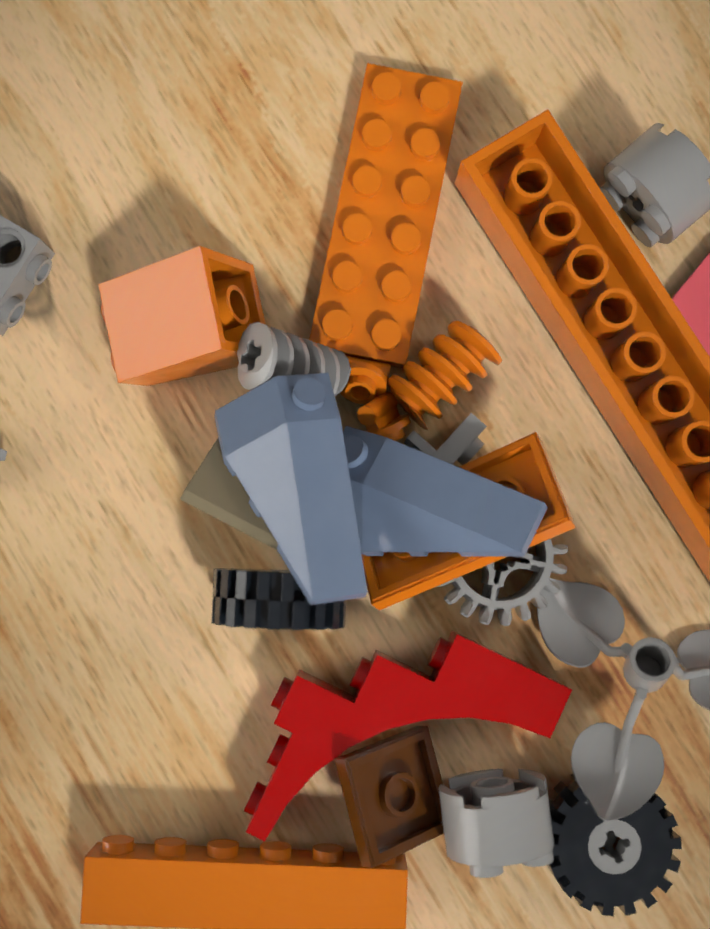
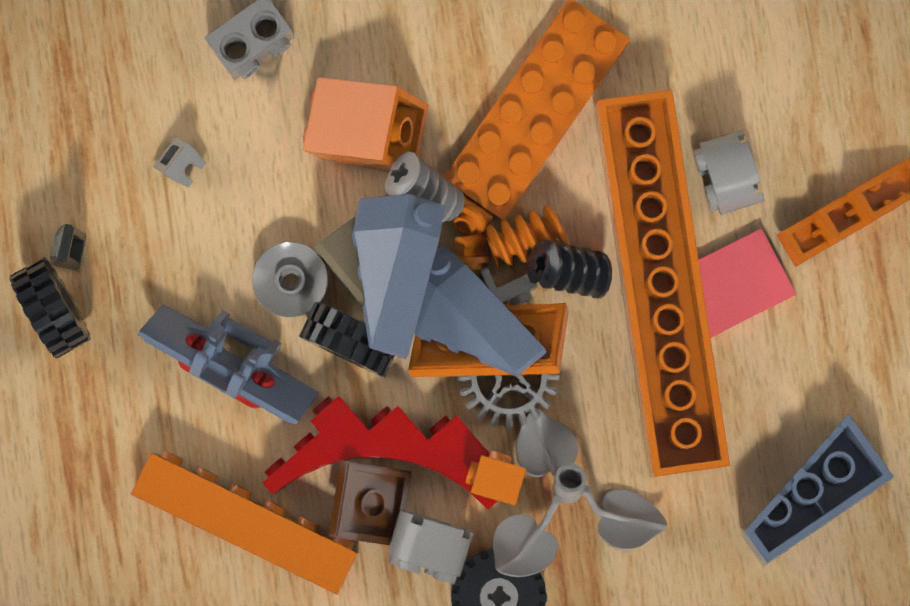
camera: 25 degrees right, 0 degrees up
(134, 707) = (250, 380): none -> sand blue piece
(146, 555) = (280, 262): none -> light grey dish
(518, 387) = (570, 269): none -> black piece
(549, 698) = (496, 478): none -> orange brick

